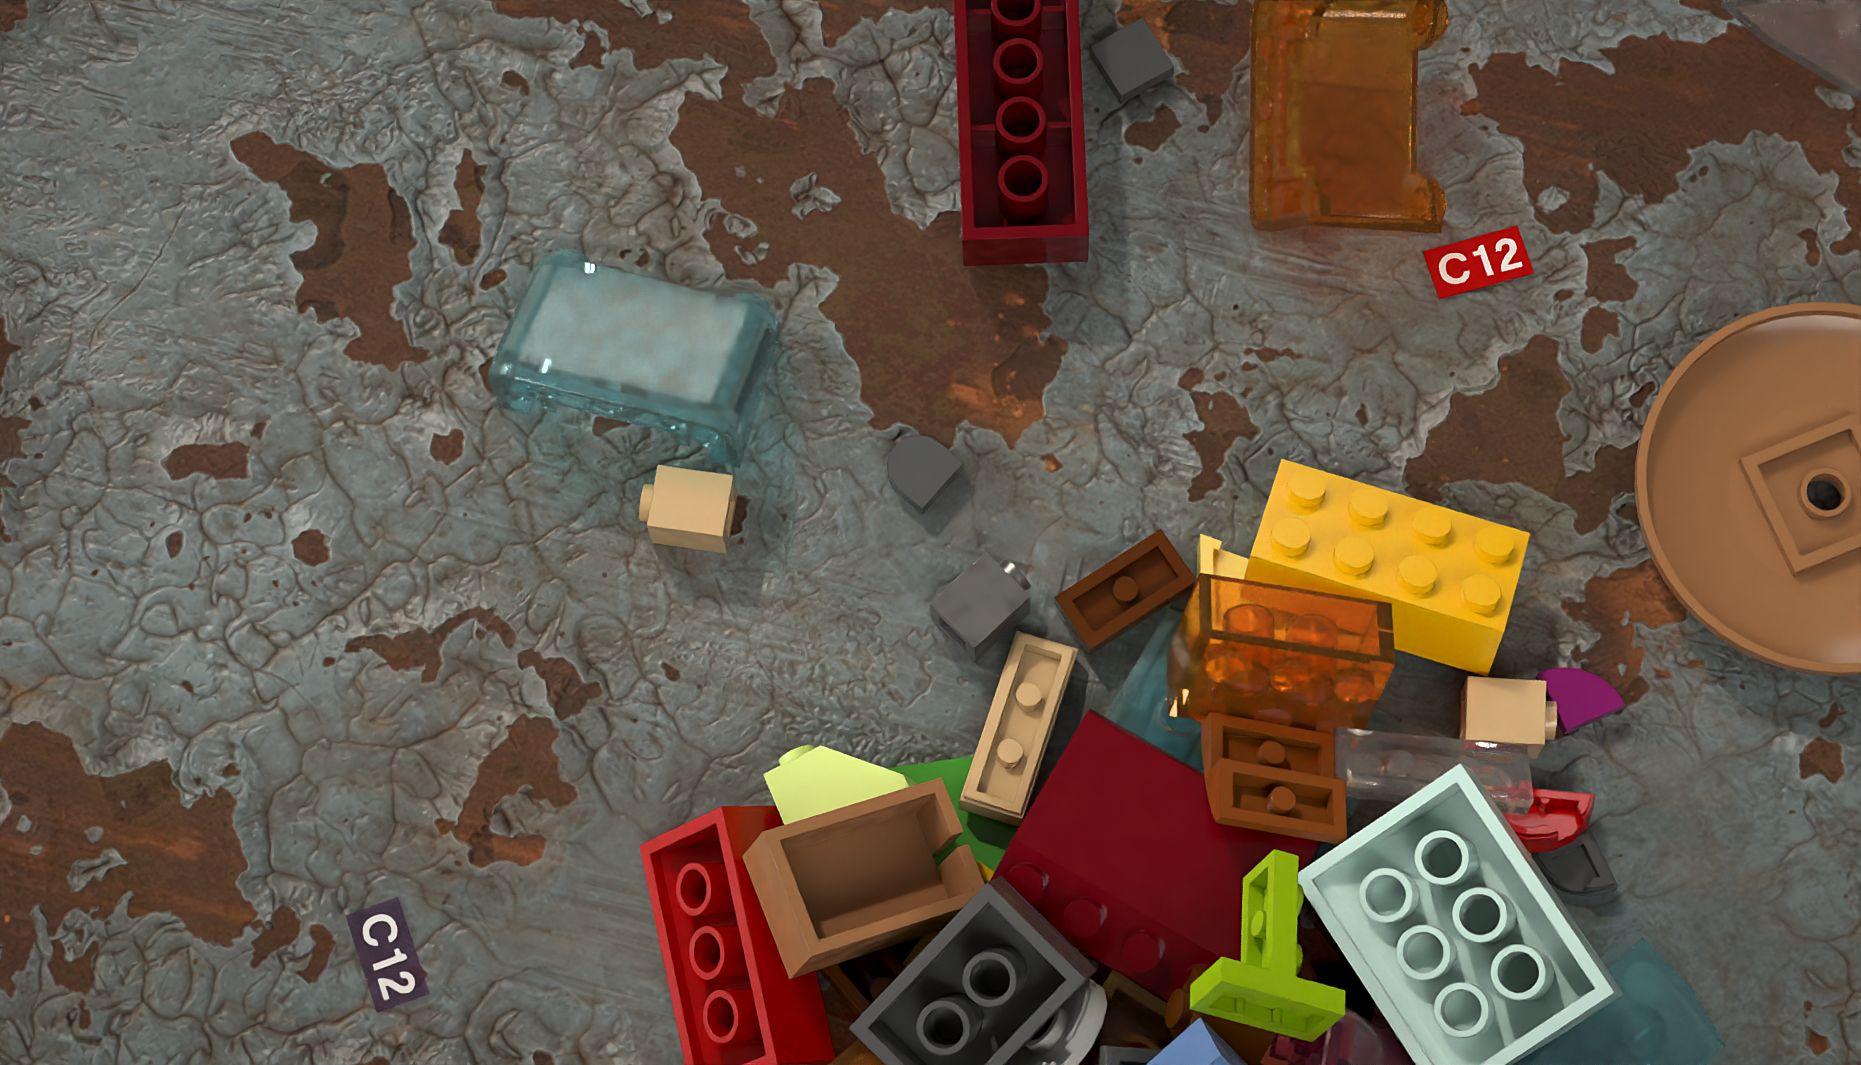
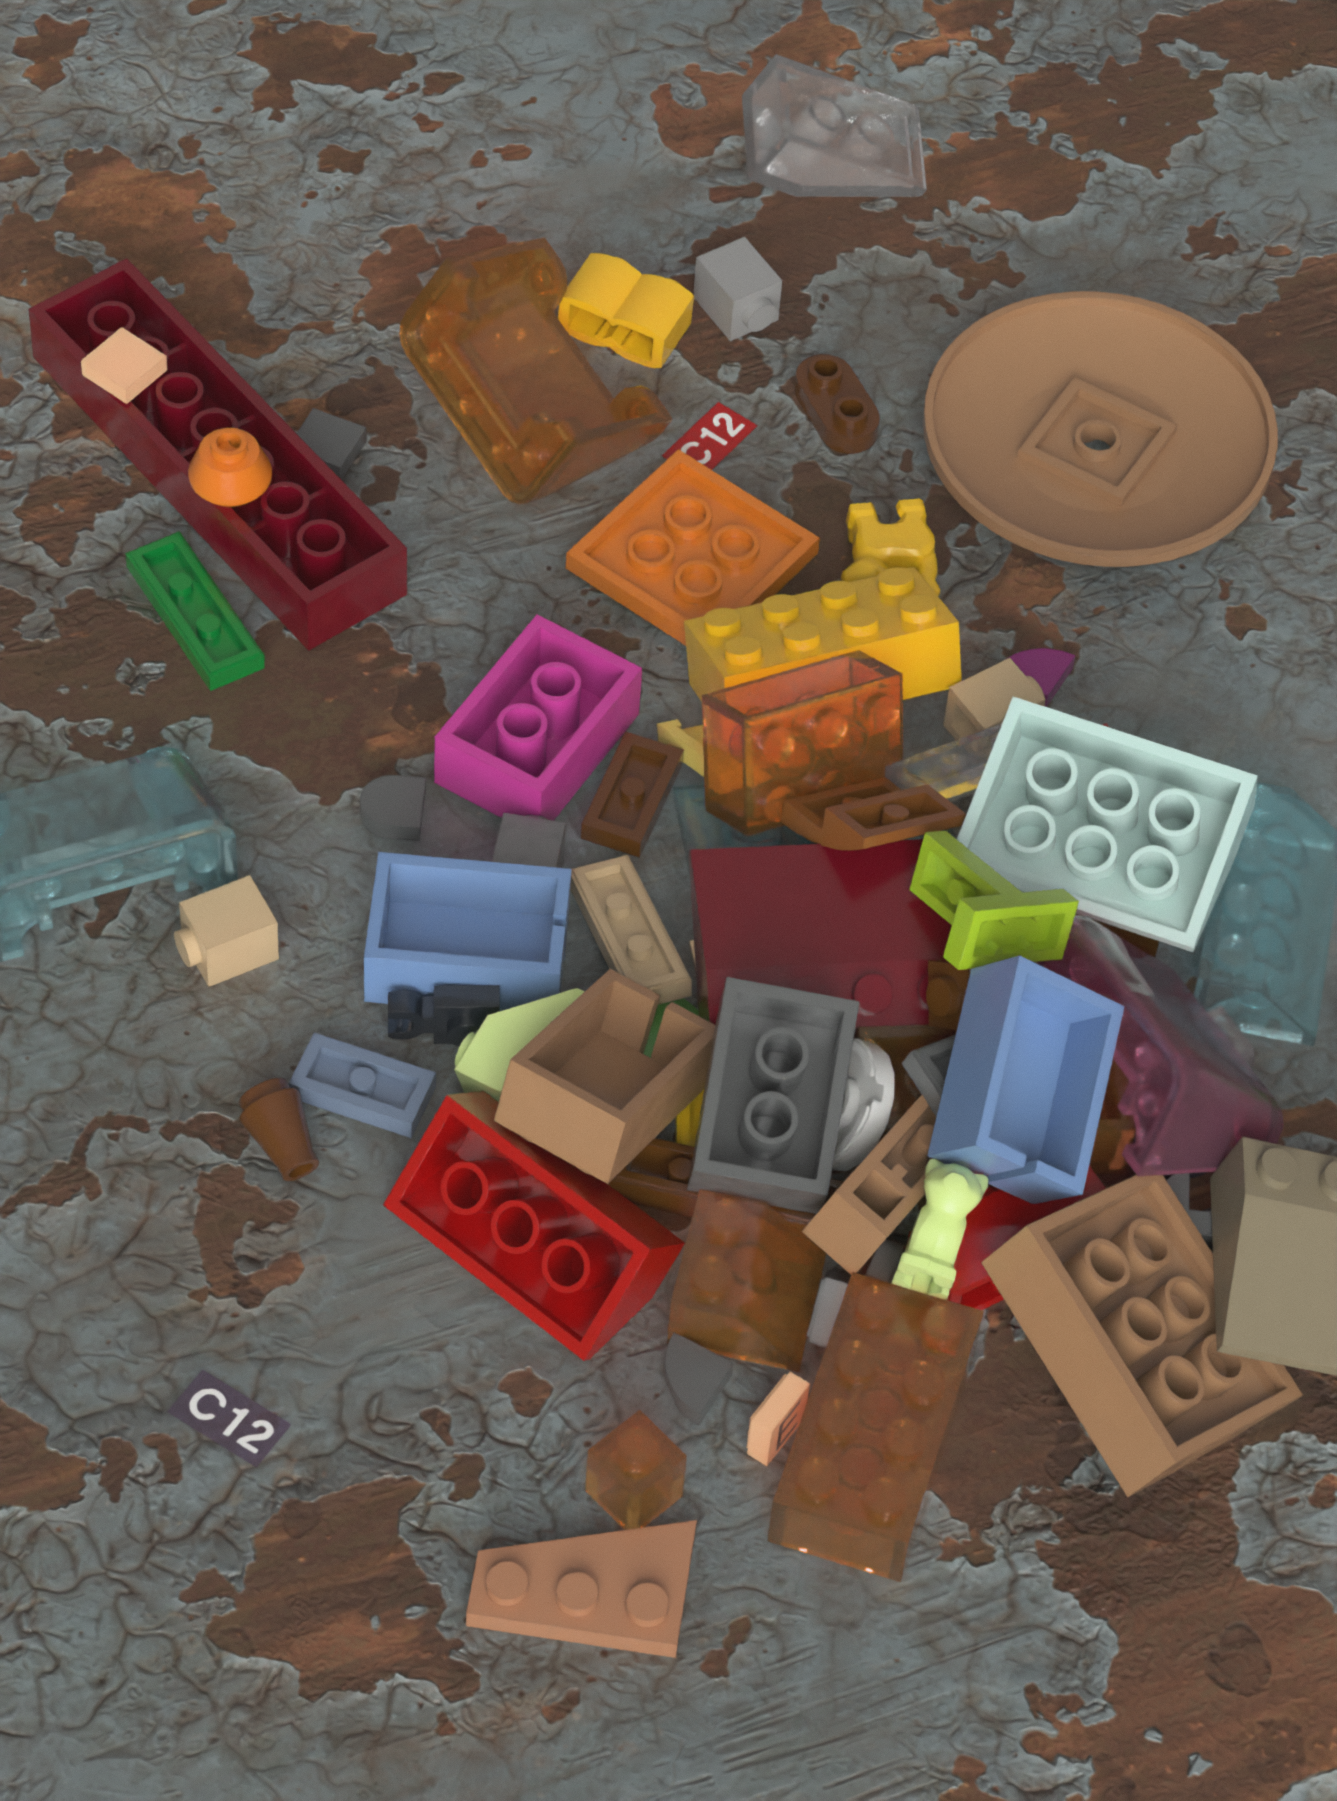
camera: 45 degrees left, 20 degrees down
(602, 723) = (279, 1125): none -> reddish brown cone
(696, 727) = (363, 1085): none -> sand blue plate
(817, 717) = (448, 1014): none -> black plate
(872, 648) = (466, 926): none -> medium blue piece
(898, 164) = (195, 611): none -> green tile
(987, 65) = (229, 468): none -> orange cone
(1085, 477) = (537, 723): none -> dark pink brick
(1364, 376) = (690, 547): none -> orange plate
(1497, 81) = (626, 310): none -> yellow brick
(1542, 488) = (891, 545): none -> yellow animal
(1616, 122) = (737, 288): none -> light grey brick
(1621, 294) = (828, 394): none -> reddish brown plate

